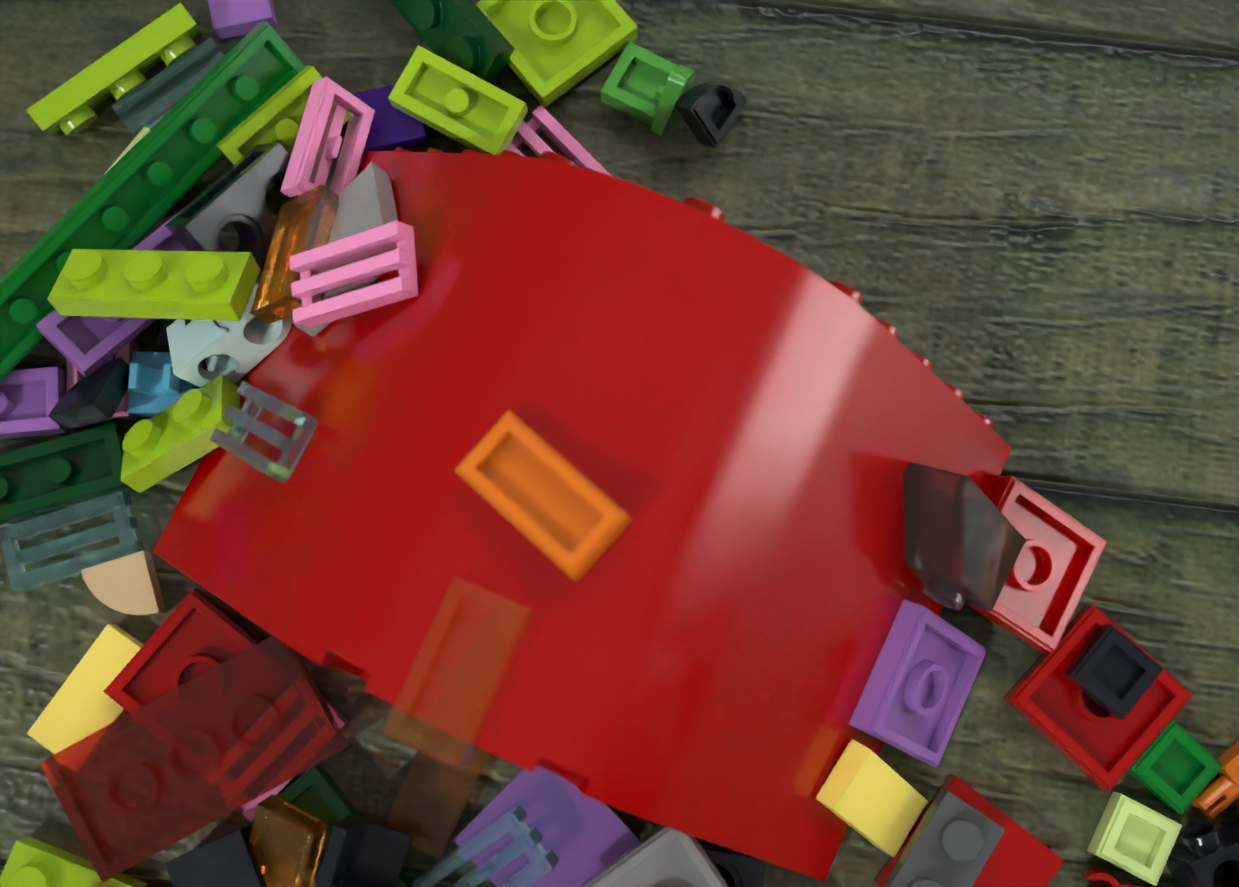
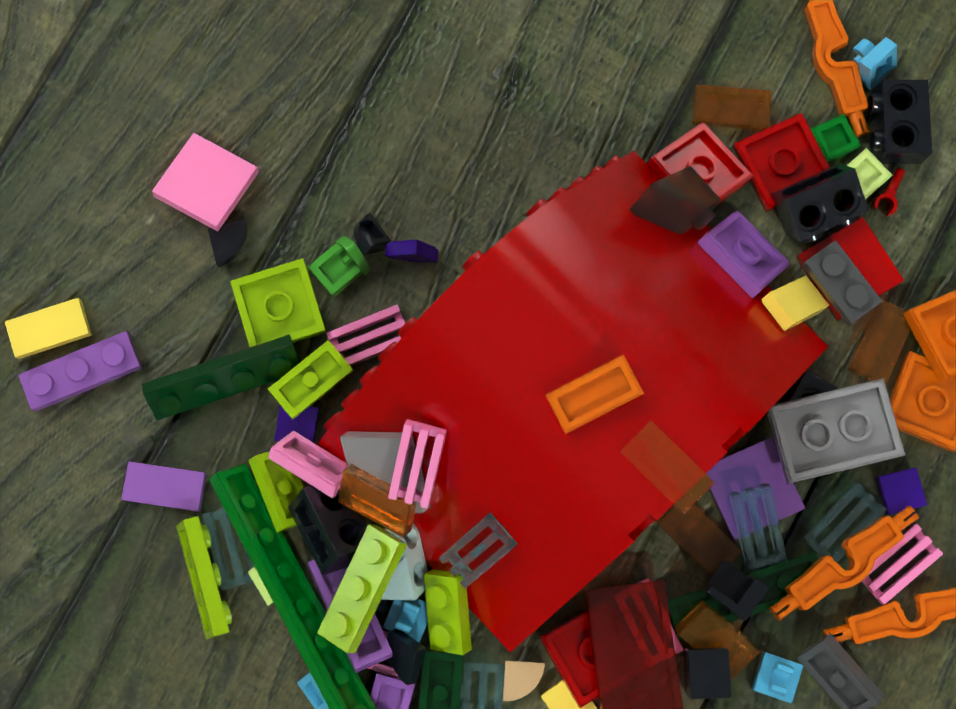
camera: 65 degrees left, 0 degrees up
(713, 175) = (411, 251): none -> dark purple tile
(1068, 774) = (819, 194): none -> black brick
(1113, 671) = (774, 149): black tile -> none
(1150, 580) = (731, 107): none -> clear orange tile

